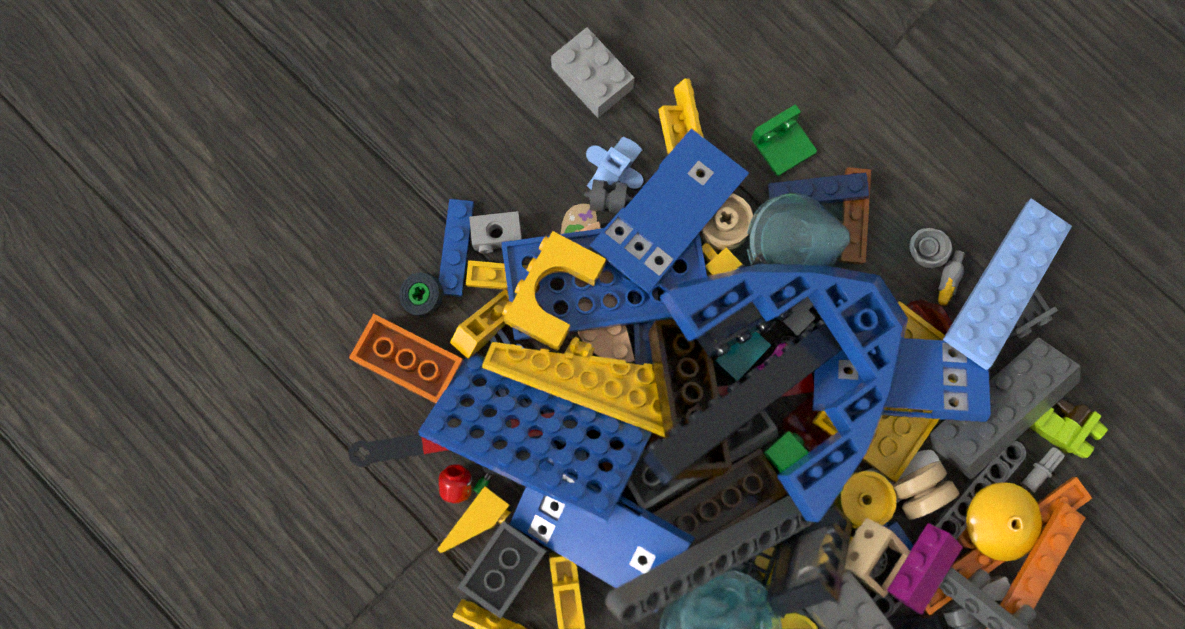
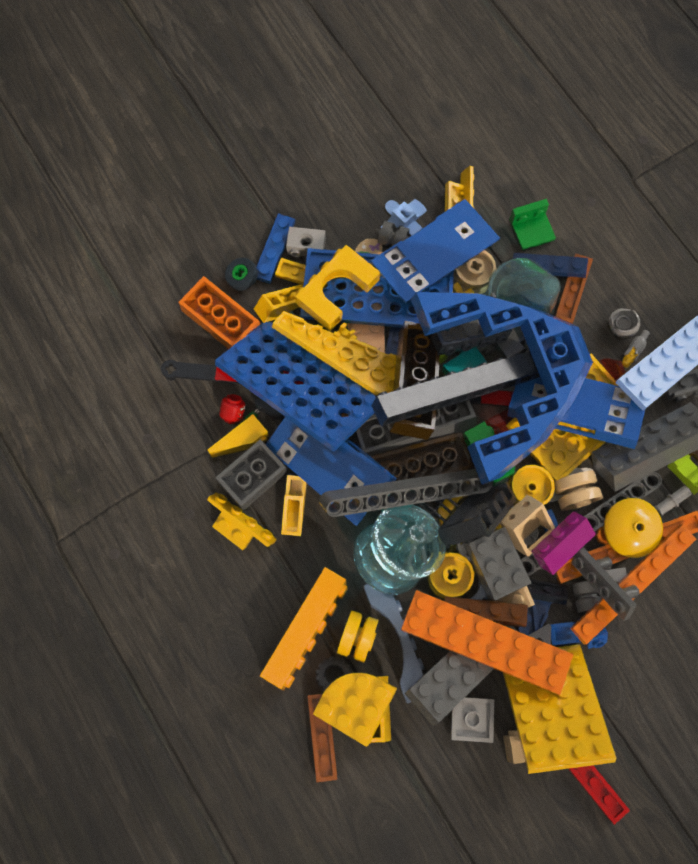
camera: 15 degrees right, 5 degrees down
(592, 72) = (403, 148): light grey brick -> none

